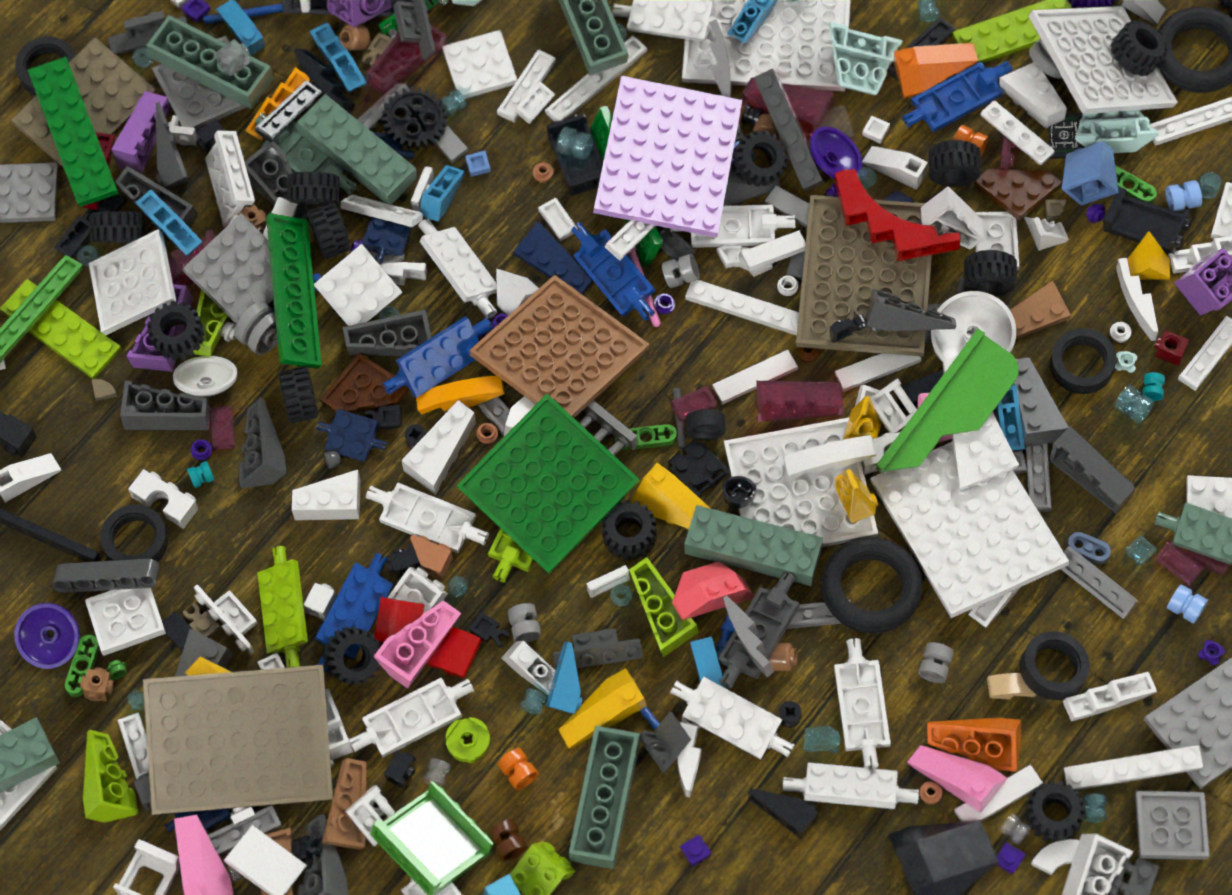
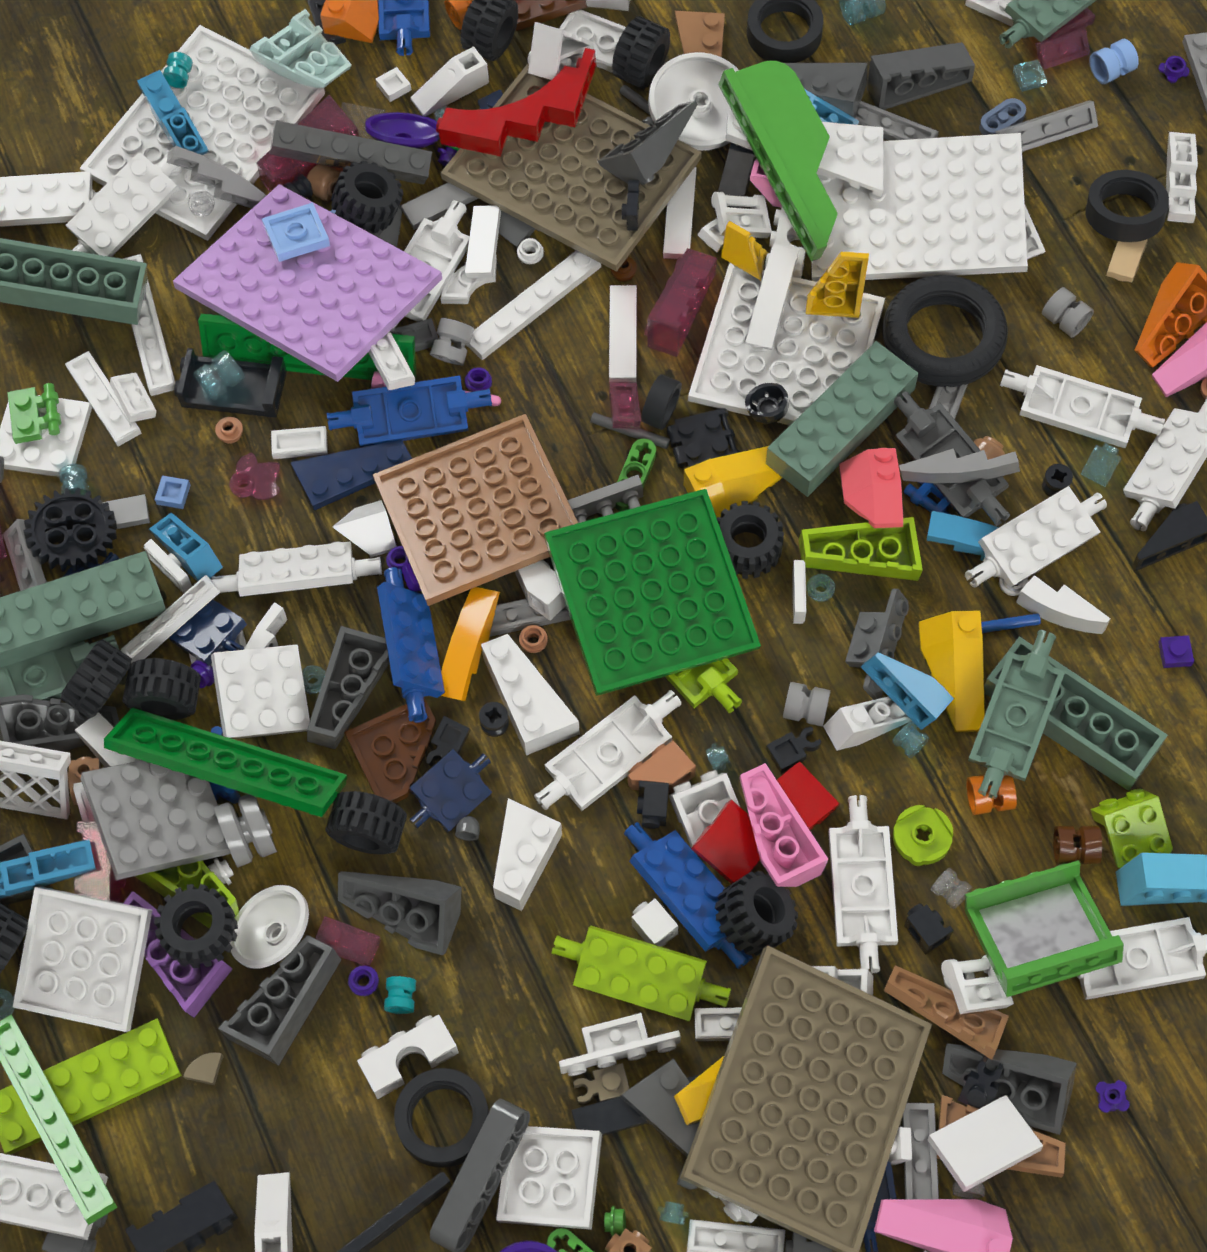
camera: 65 degrees left, 0 degrees up
(483, 47) = (25, 413): none -> bright green plate
(518, 208) = (257, 475): none -> clear pink plate
(573, 754) = (1017, 715): none -> sand green plate
(666, 741) = (1038, 610): dark grey hinge -> none
(696, 128) = (295, 232): none -> light blue plate

